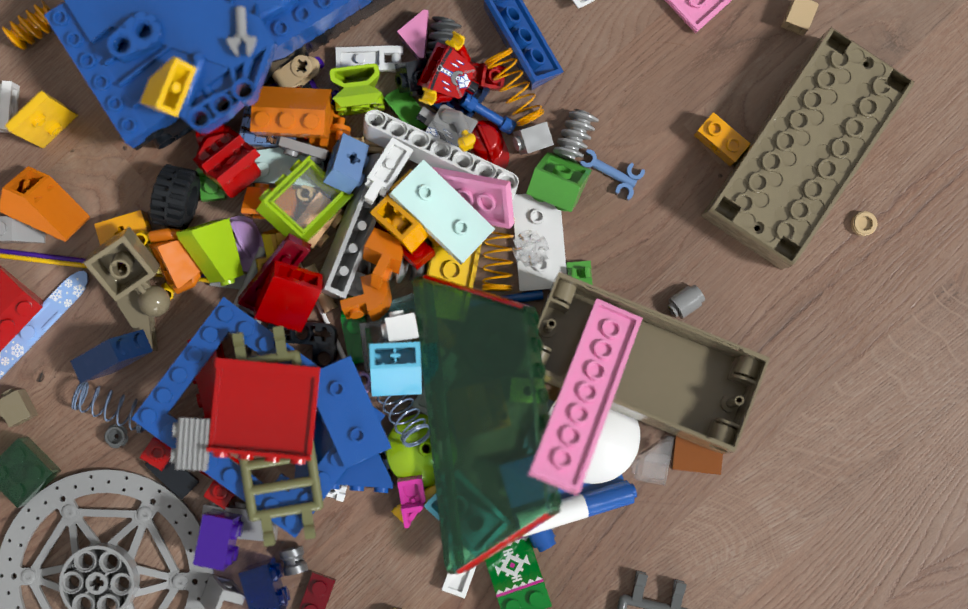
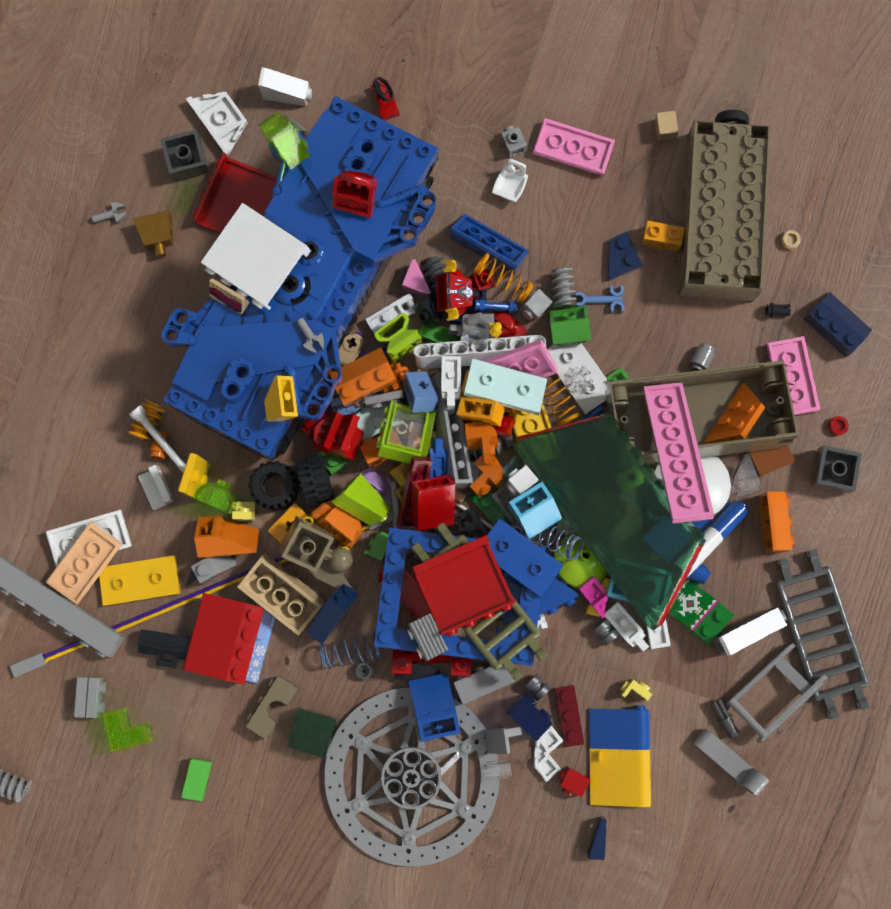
camera: 25 degrees left, 5 degrees down
(21, 16) = (139, 415): none -> white piece
(30, 63) = (156, 451): none -> orange cone
(61, 157) = (217, 496): none -> clear neon green brick
(70, 302) = (281, 594): none -> tan slope
(82, 189) = (244, 512): none -> light yellow bracket
(111, 170) = (260, 476): none -> black tyre
(165, 520) = (434, 707): none -> blue slope
(205, 307) = (378, 546): none -> bright green brick
(218, 539) = (480, 697): dark purple brick -> none
(322, 250) = (439, 458): none -> blue hinge
(402, 543) = (605, 632): none -> flat silver wheel
(428, 549) = (626, 626): none -> white hinge
(659, 530) = (775, 522): none -> orange slope
(663, 137) = (622, 256): none -> dark blue wing
(681, 392) = (737, 418): none -> orange wing
(761, 509) = (836, 469): none -> dark grey brick
(781, 379) = (798, 372): none -> bright pink plate
(793, 461) = (838, 426): none -> red tile
(799, 293) = (777, 310): none -> black pin
(860, 349) = (838, 324): none -> dark blue slope
(884, 48) = (735, 116): none -> black tyre

